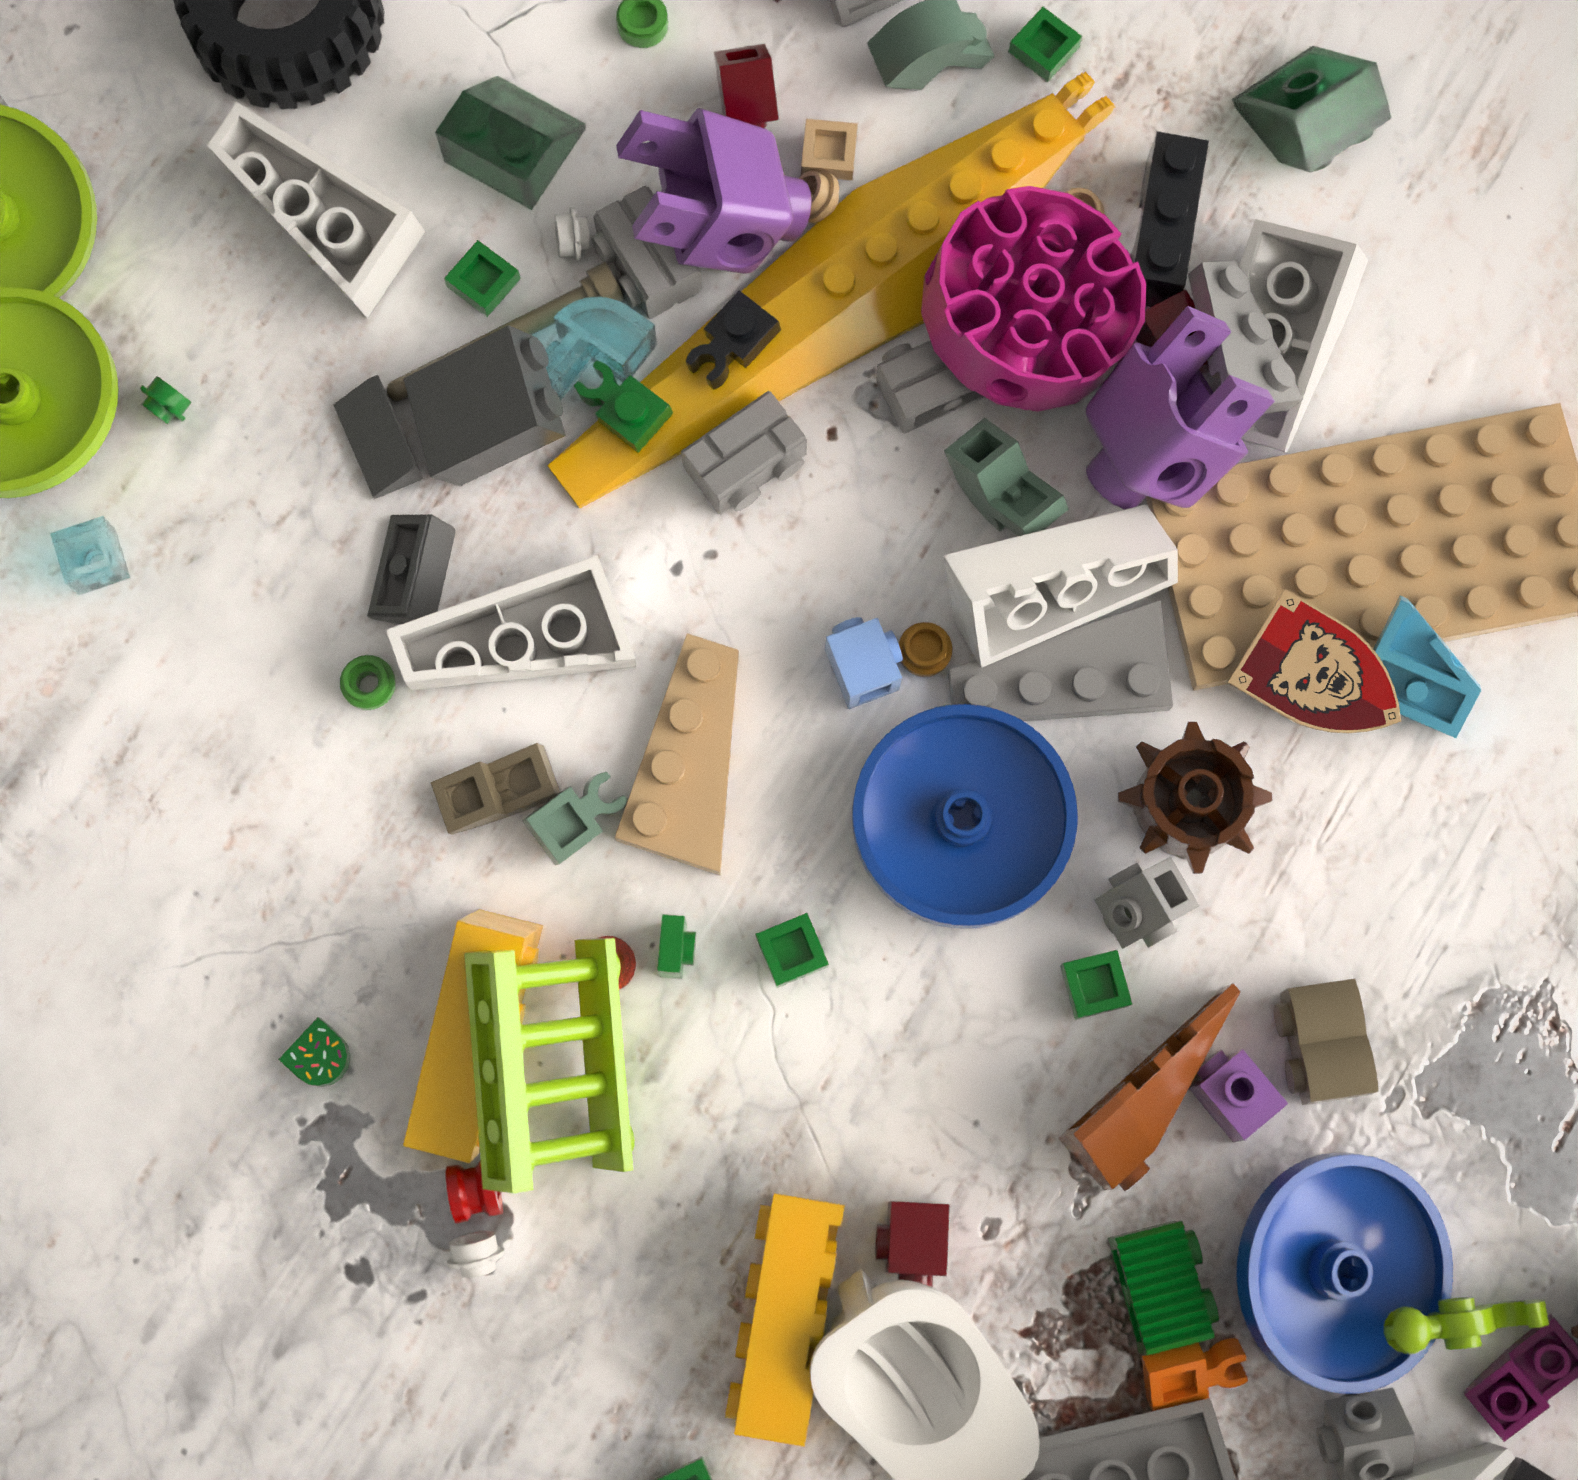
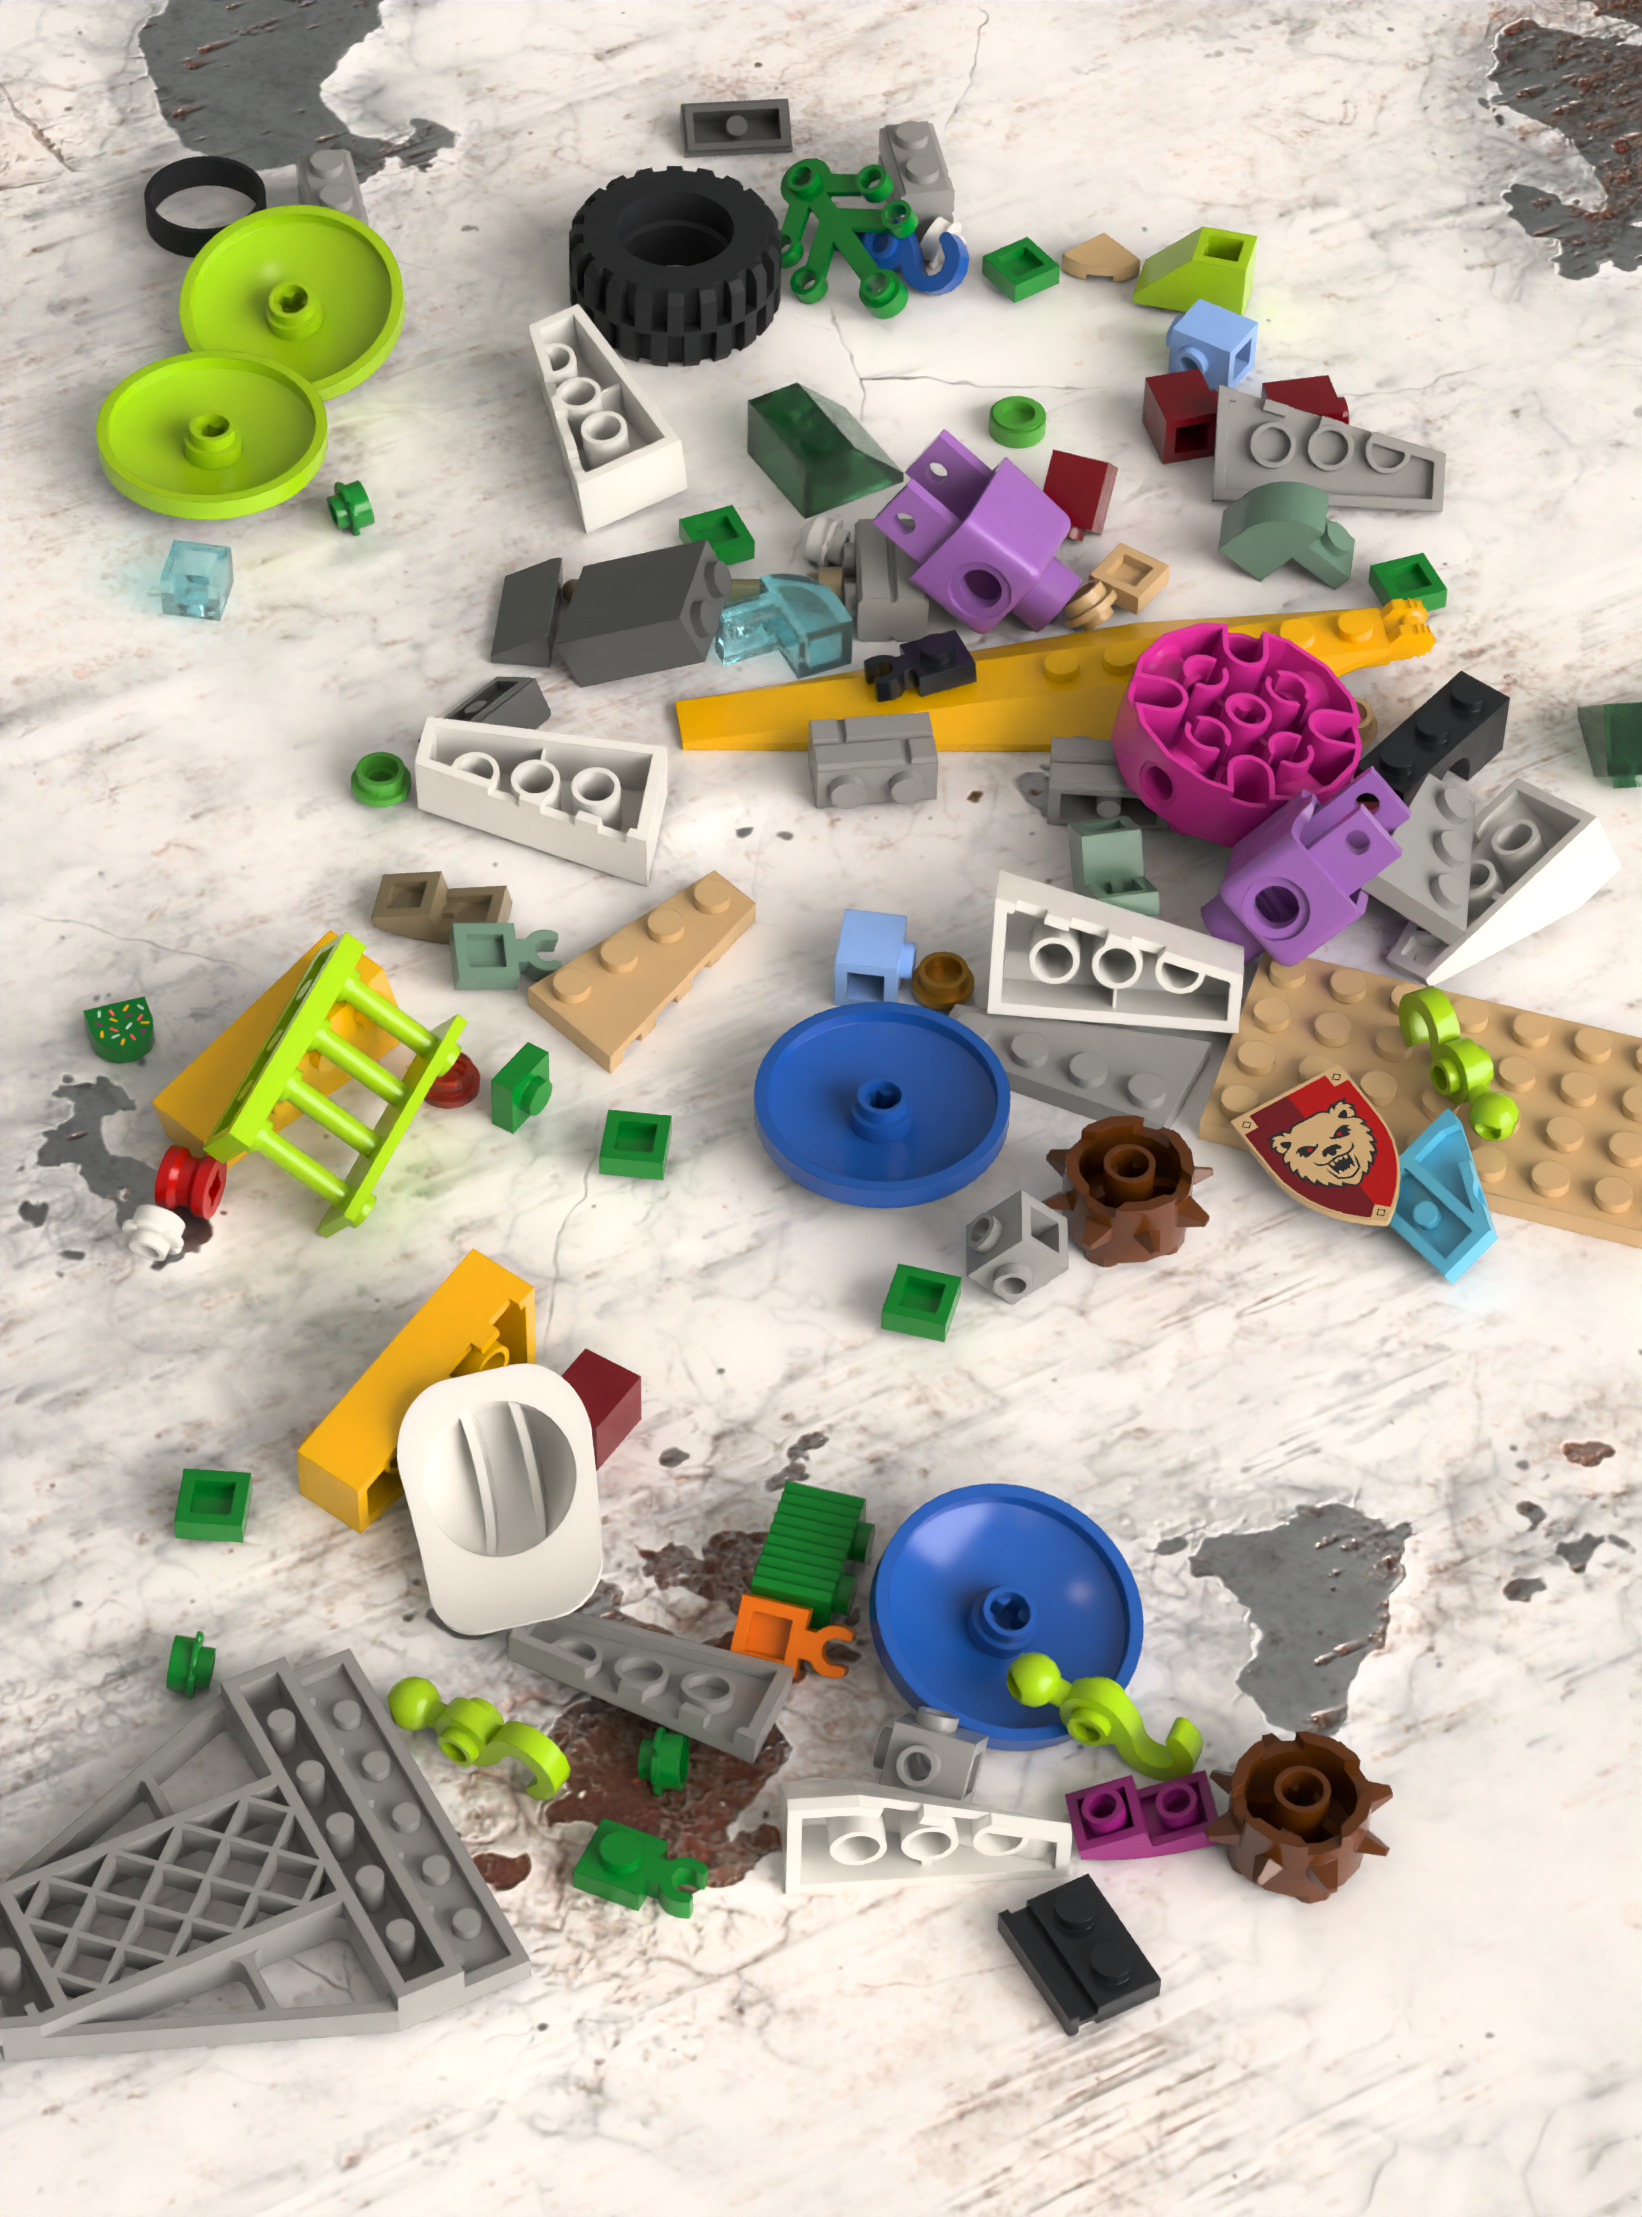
camera: 30 degrees right, 30 degrees down
(627, 409) = (782, 682): green plate -> none
(1135, 1113) = (886, 1397): dark orange wedge -> none
(1236, 1094) = (1001, 1440): medium lavender brick -> none
(1326, 1042) = (1125, 1447): dark tan brick -> none
(1376, 545) = (1458, 1064): none -> lime piece

